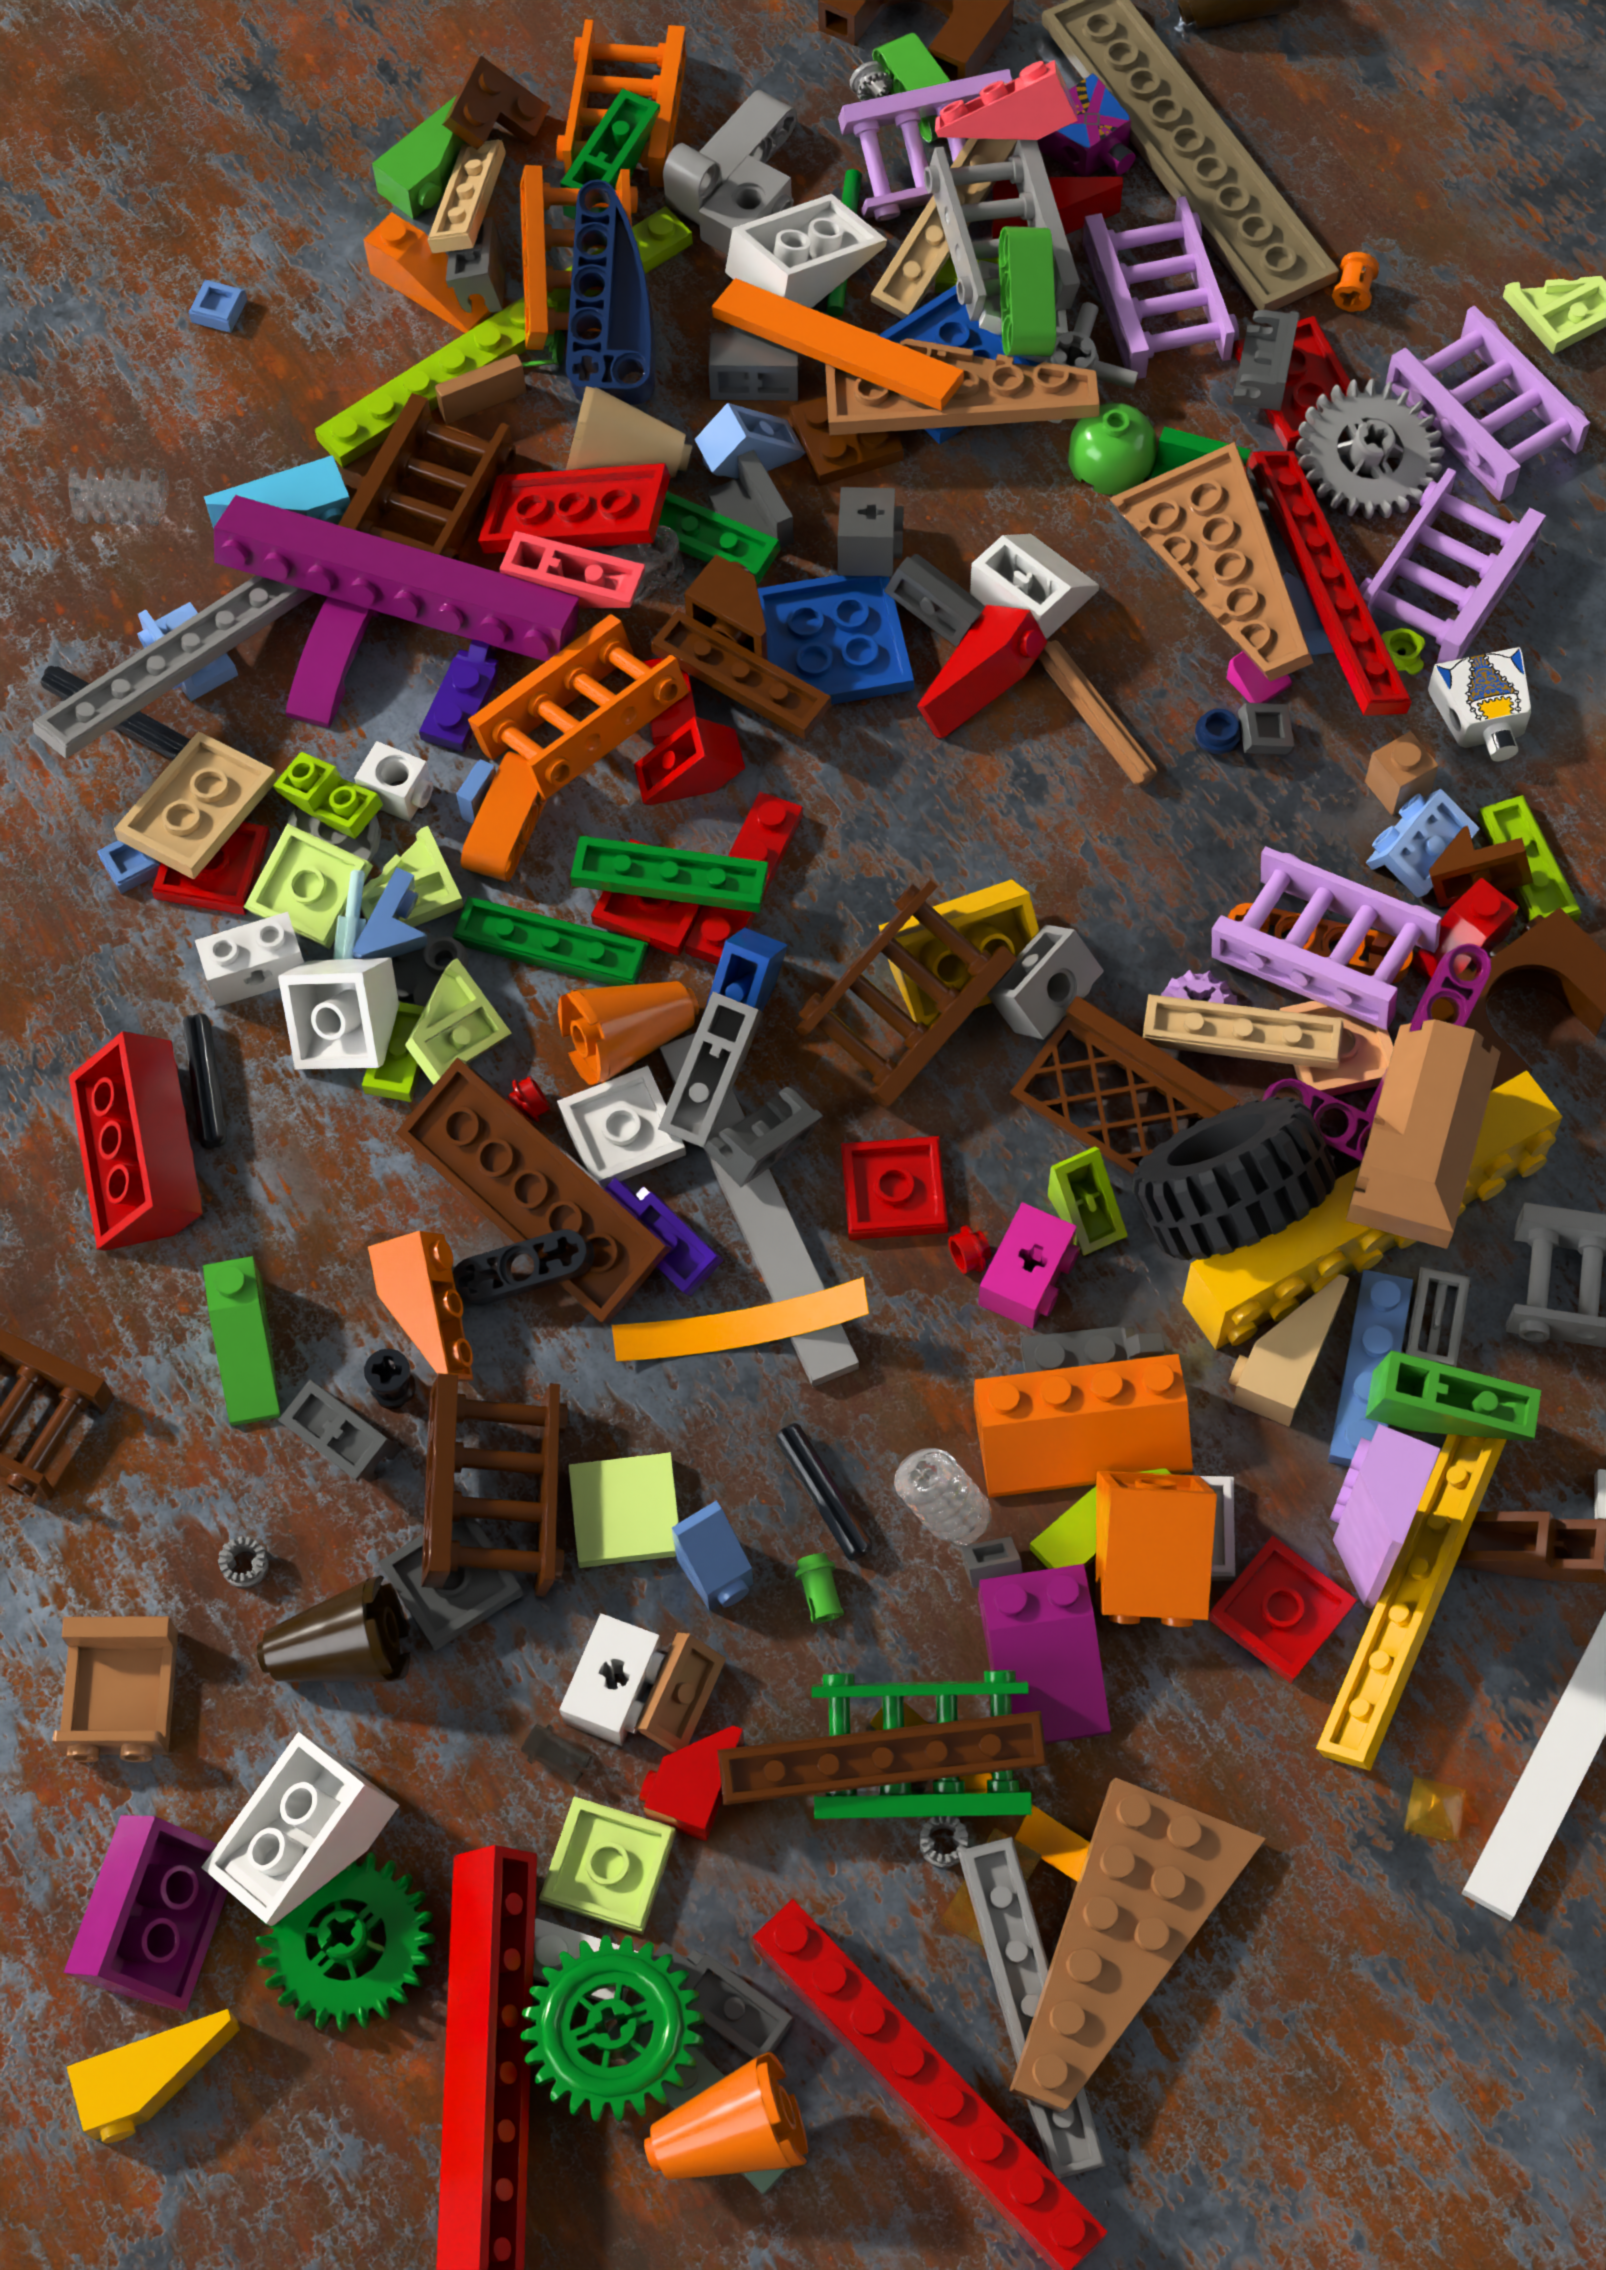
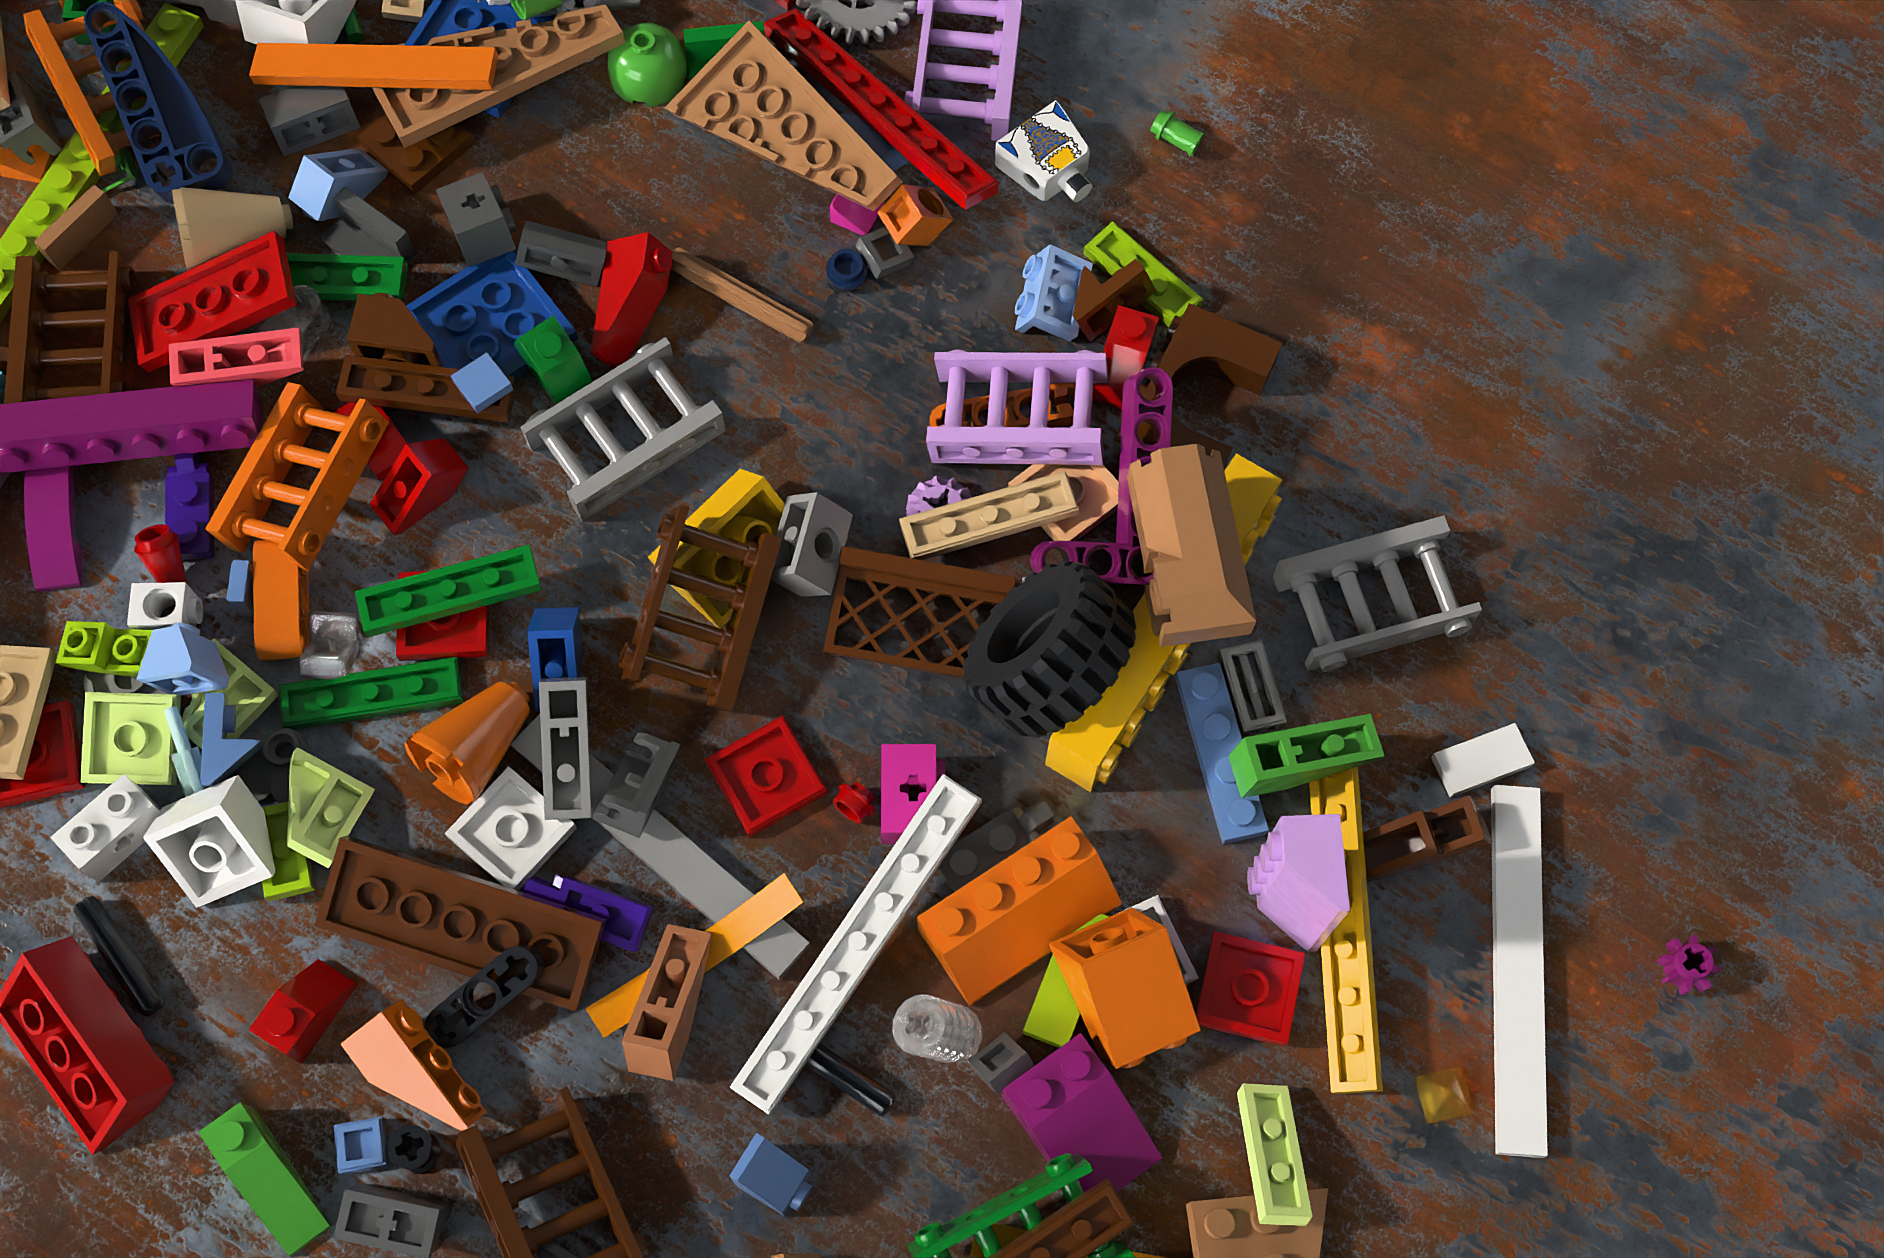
camera: 30 degrees left, 5 degrees up
(342, 1355) = (361, 1145): none -> medium blue tile
(347, 1205) = (303, 1010): none -> red slope
(388, 833) = (182, 662): none -> light blue slope
(416, 725) = (161, 554): none -> red cone
(529, 1098) = (418, 841): red plate -> none
(536, 881) = (332, 645): none -> clear bracket
(624, 1509) = (672, 1165): yellowish green tile -> none
(691, 1355) = (667, 1004): none -> nougat slope
(762, 838) = (512, 527): red plate -> none
(795, 689) = (482, 382): none -> medium blue tile
(819, 1587) = (869, 1154): bright green pin -> none
(878, 704) = (553, 360): none -> green slope
(904, 1379) = (855, 945): none -> white tile
(919, 834) = (625, 468): none -> light grey fence
(1030, 576) = (633, 203): white slope -> none
(1086, 1199) = (931, 717): lime slope -> none
(1223, 1774) = (1274, 1155): none -> yellowish green plate
(1285, 1357) = (1153, 782): tan slope -> none
(1314, 704) = (915, 215): none -> orange brick
(1401, 772) = (1010, 243): medium nougat brick -> none
(1409, 643) = (967, 133): lime plate -> none

